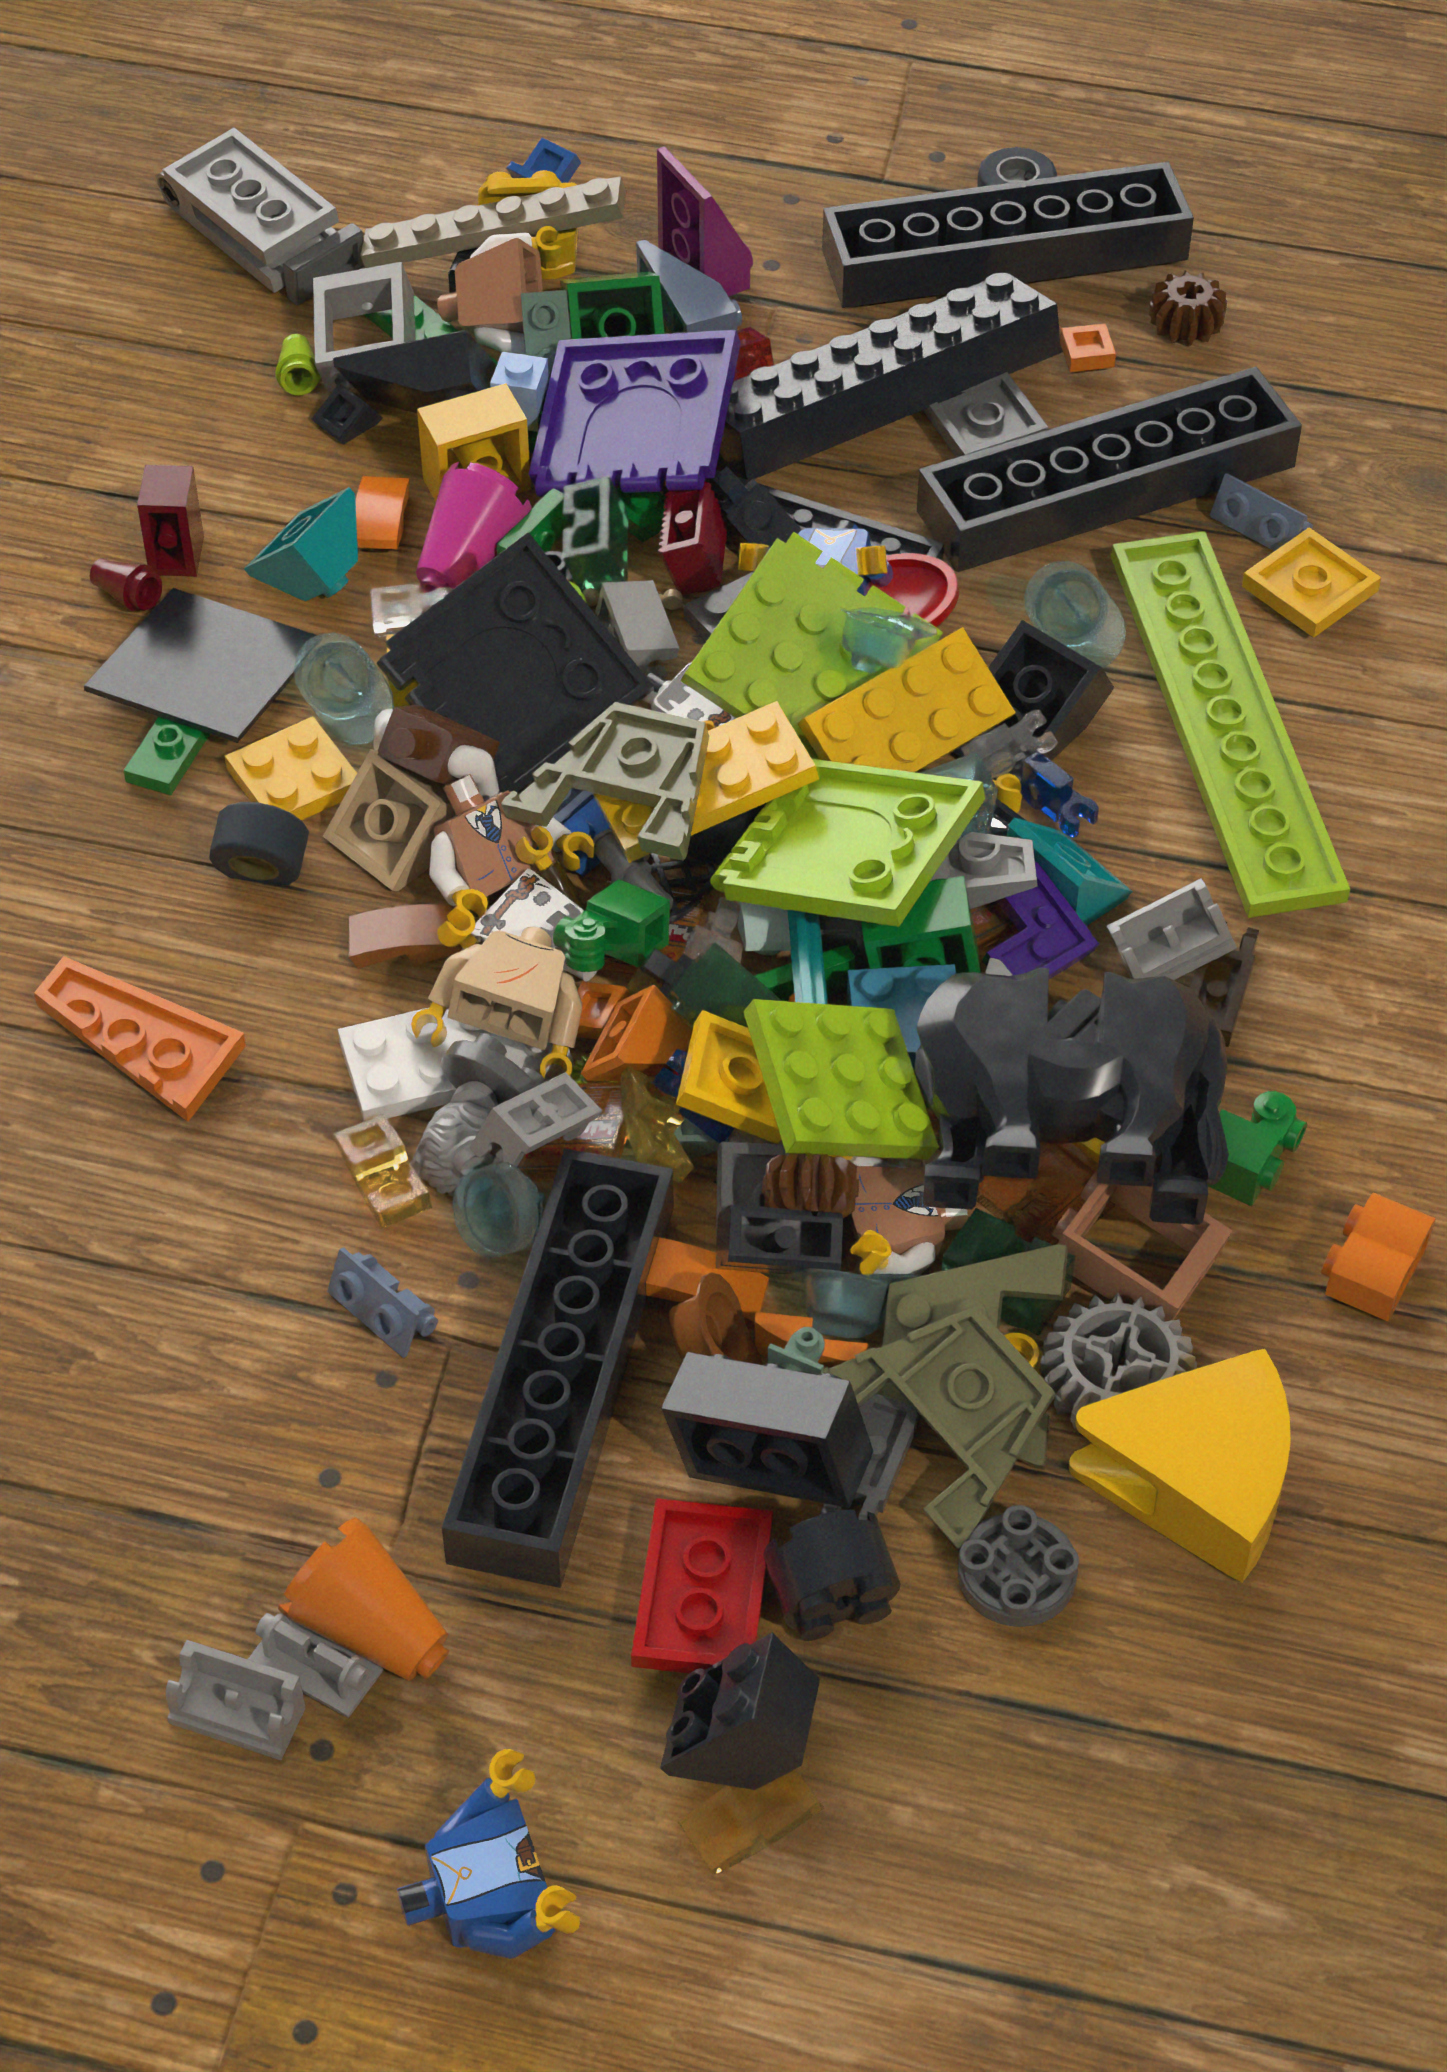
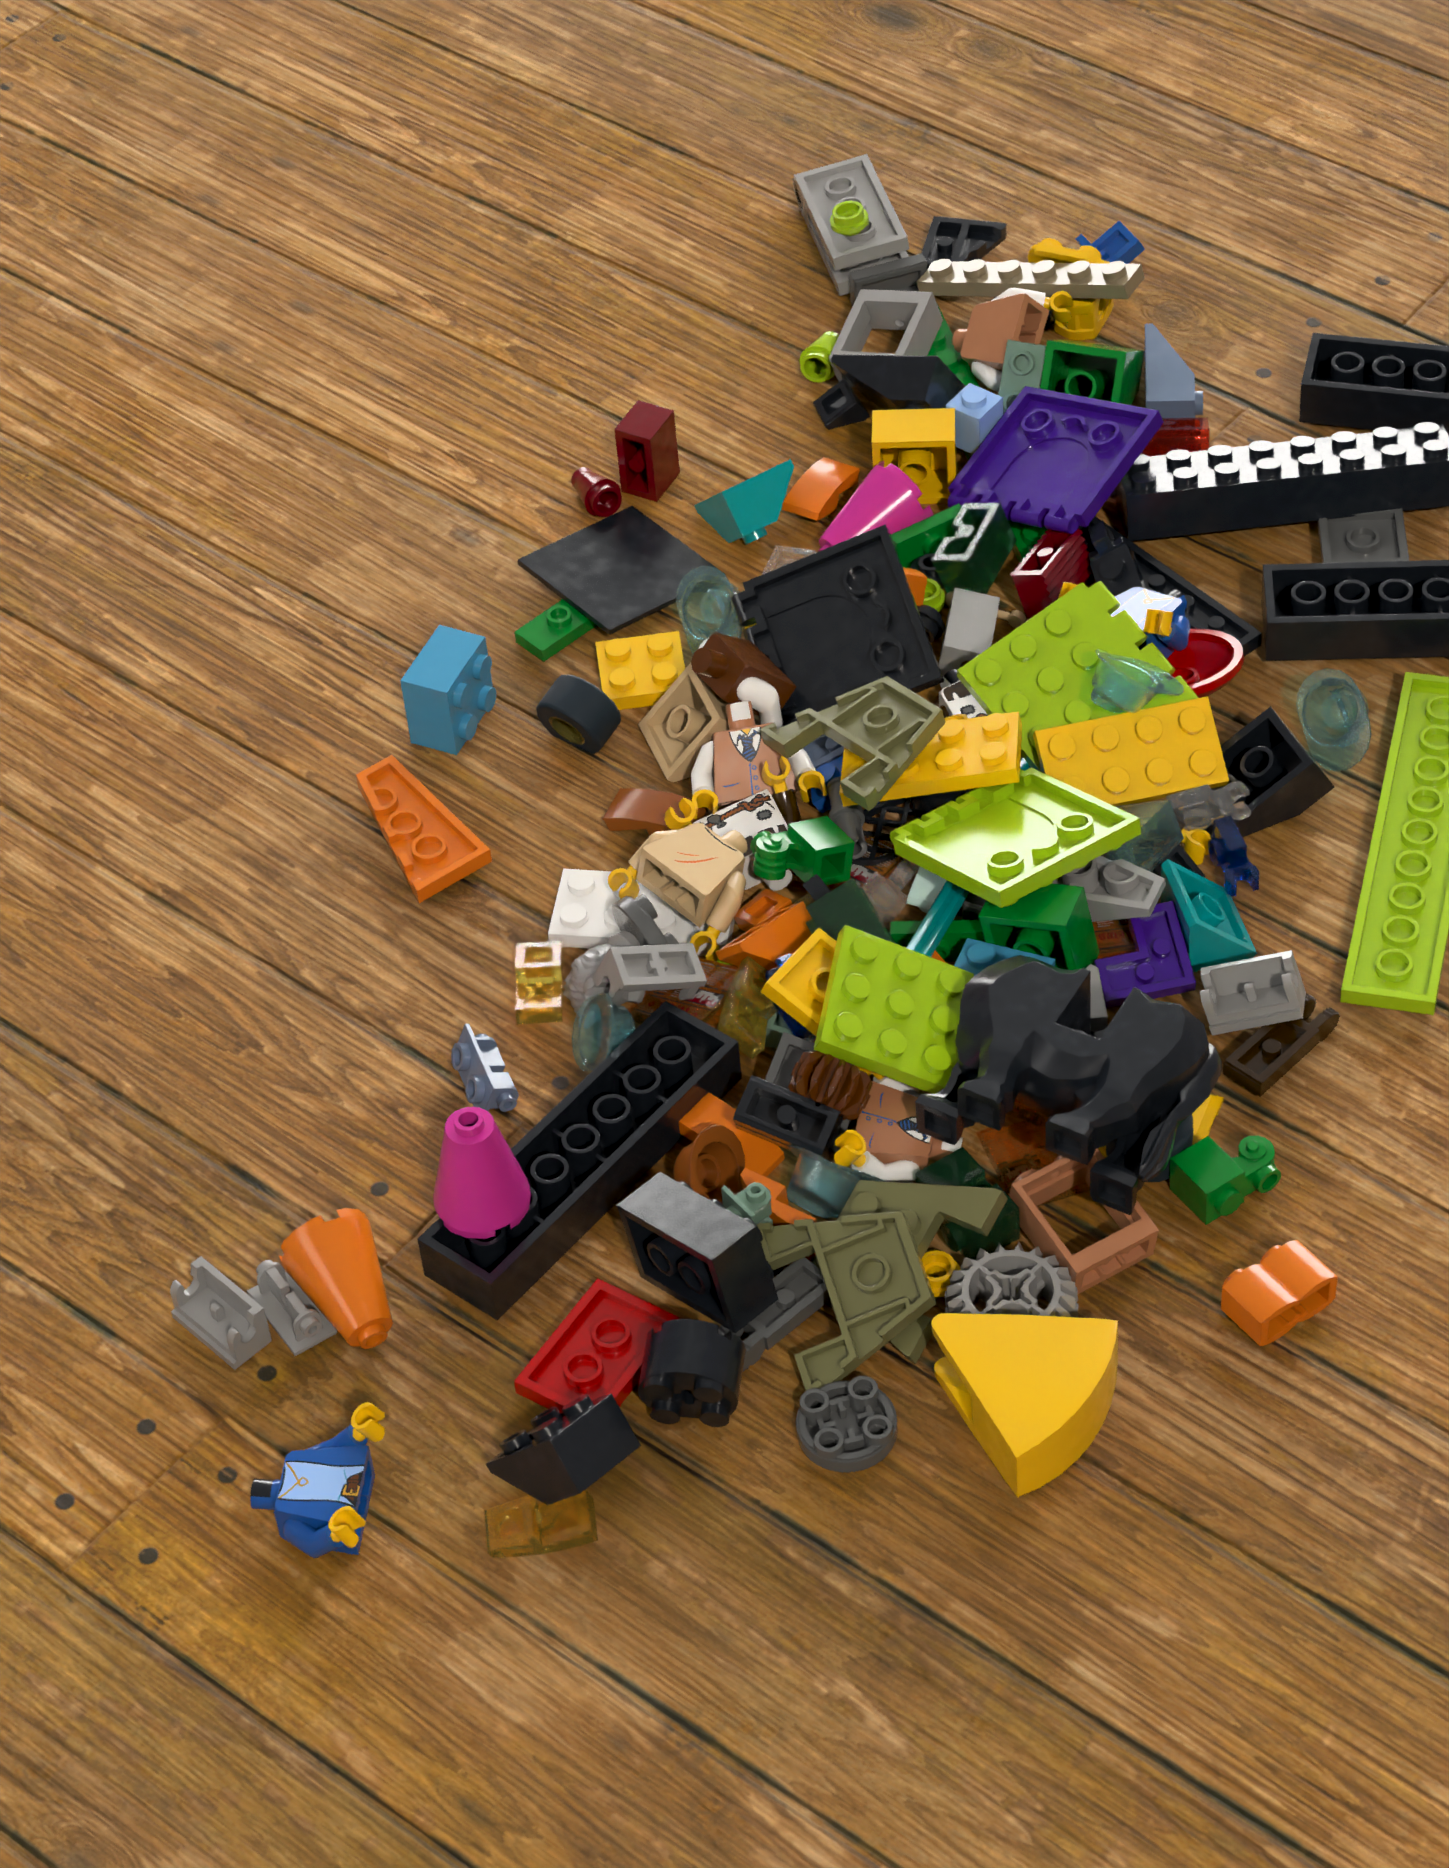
camera: 30 degrees right, 5 degrees down
(97, 860) = (448, 690): none -> dark azure brick
(262, 202) = (849, 218): none -> lime plate
(376, 198) = (961, 239): none -> black wing
(490, 1434) = (478, 1177): none -> dark pink cone
(697, 229) = (1200, 329): magenta slope -> none

